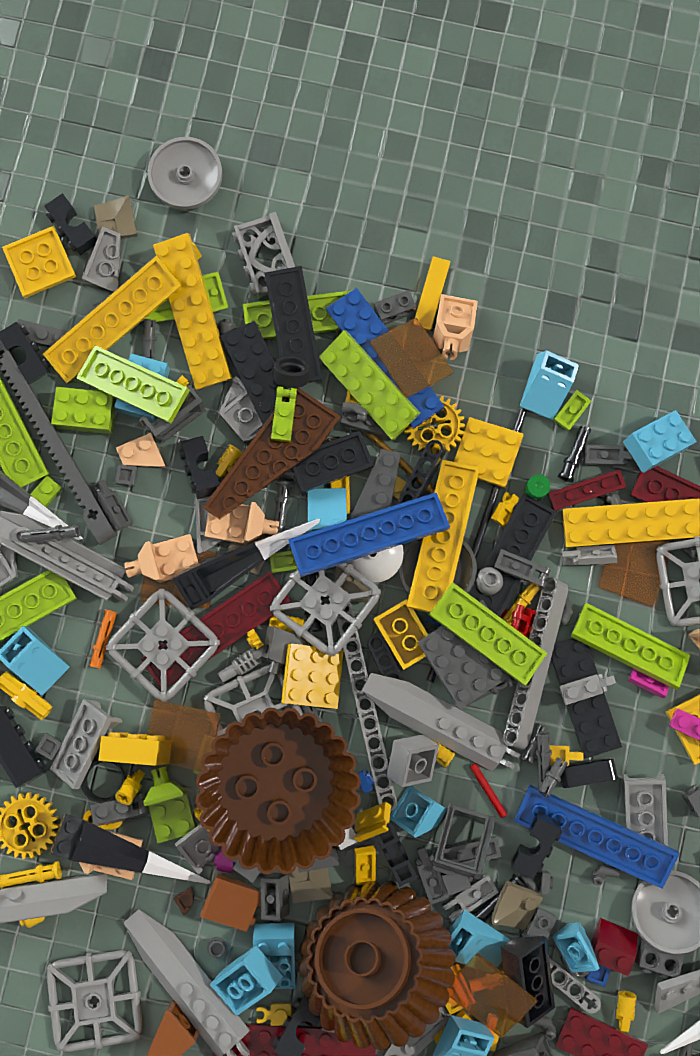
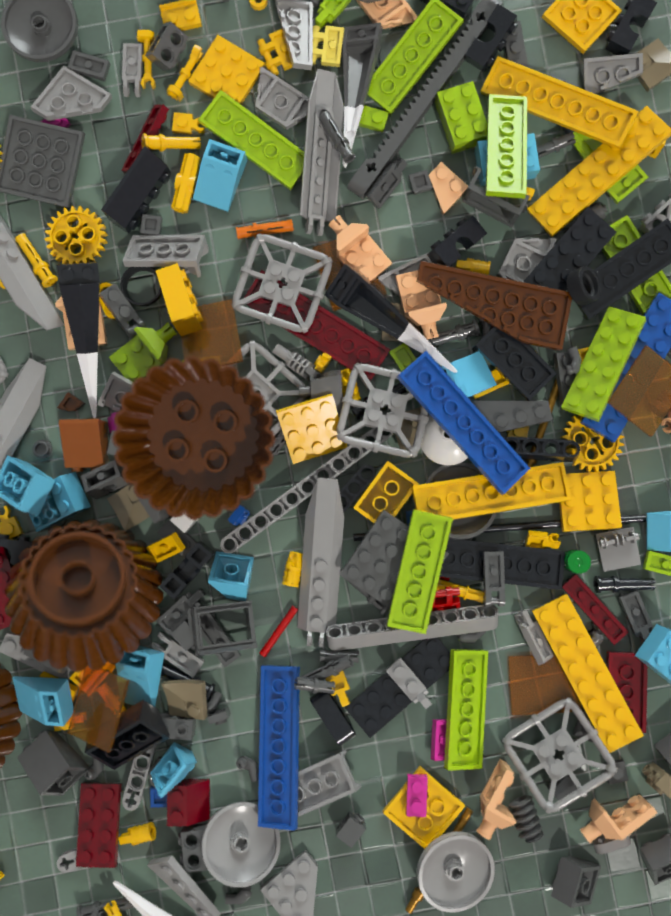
camera: 75 degrees right, 5 degrees up
(130, 788) = (144, 310): yellow hinge -> none
(283, 415) = (540, 296): lime plate -> none
(372, 821) = (205, 537): yellow plate -> none
(412, 760) = (275, 551): light grey brick -> none
(489, 581) = (468, 552): light grey piece -> none
(530, 860) = (232, 694): black arch -> none
(541, 444) = (618, 549): none -> light grey hinge

